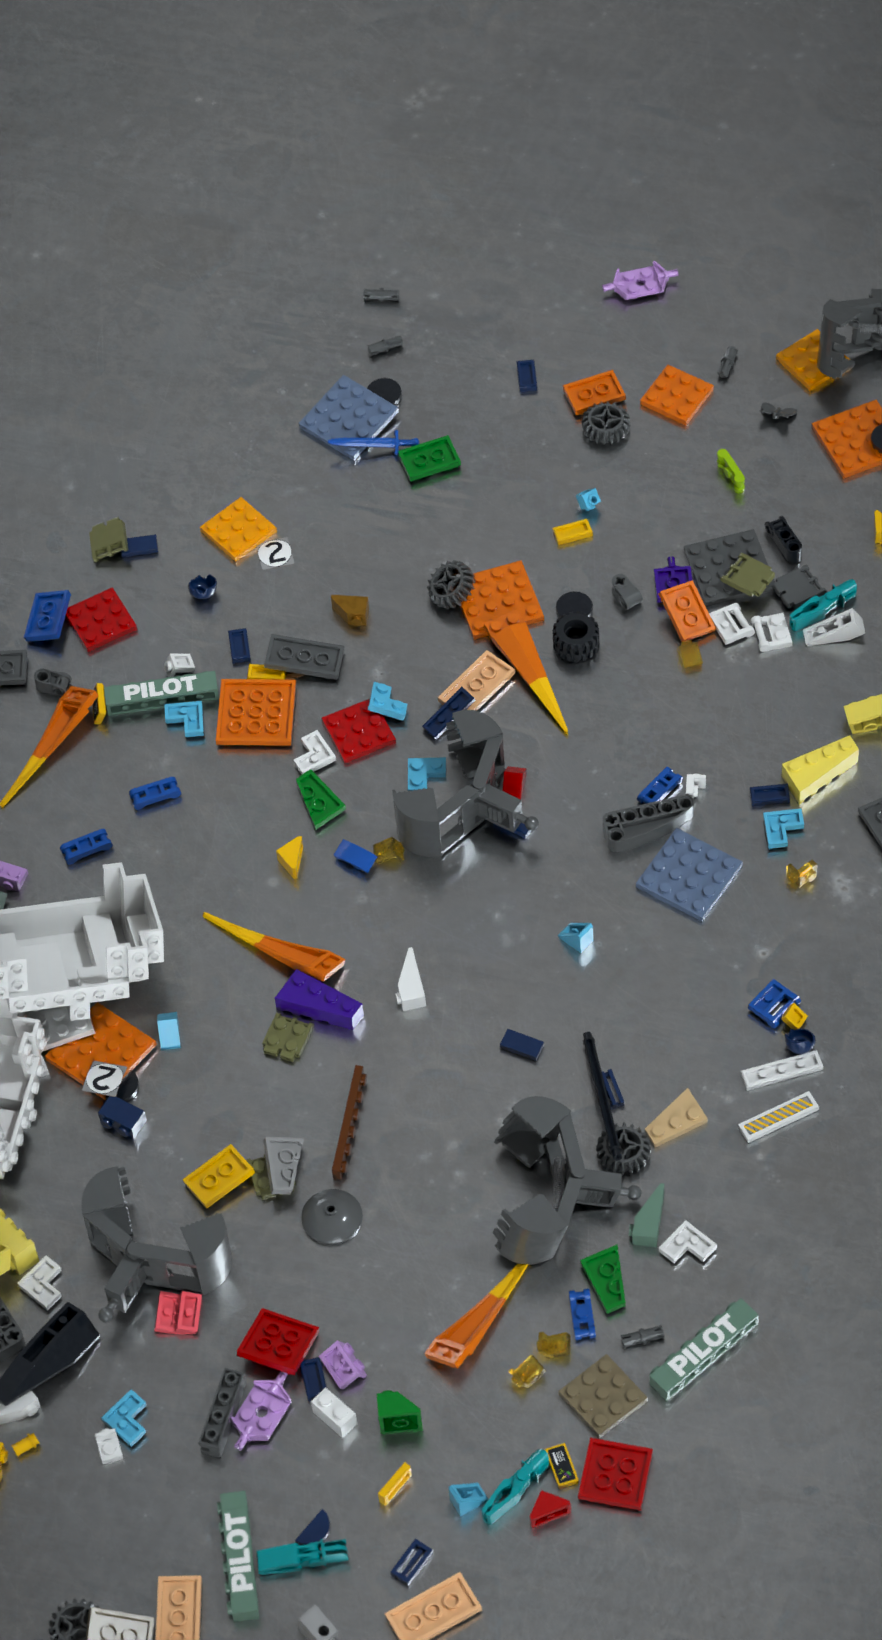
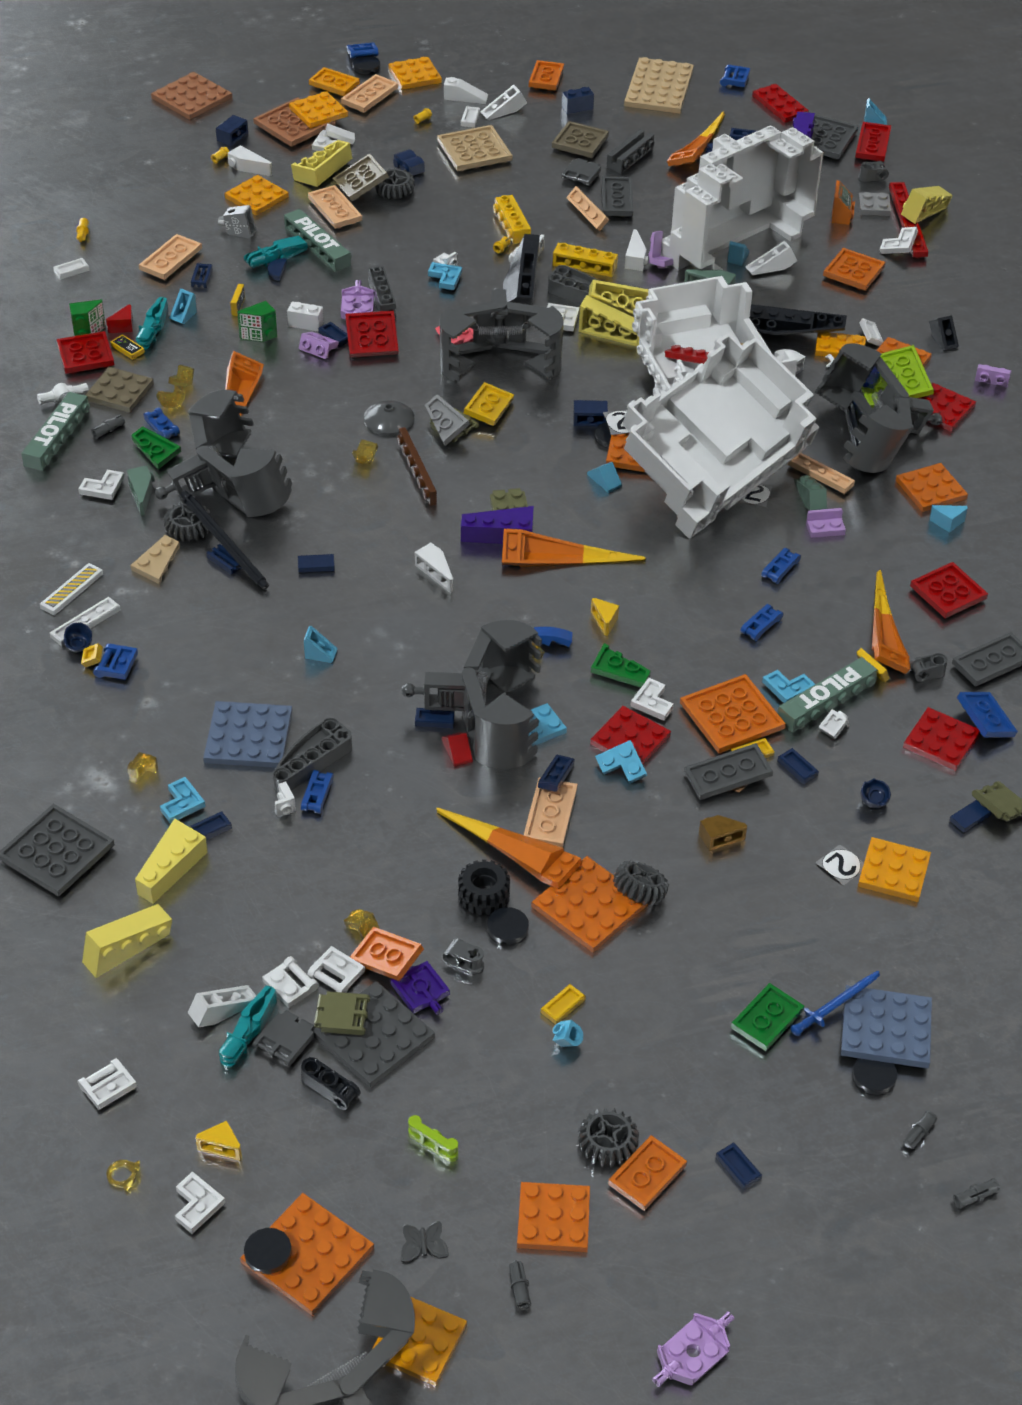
camera: 145 degrees right, 10 degrees down
(391, 1166) = (365, 452): none -> clear yellow bracket
(593, 1512) = (87, 317): none -> green slope
(671, 1410) = (60, 391): none -> white pin

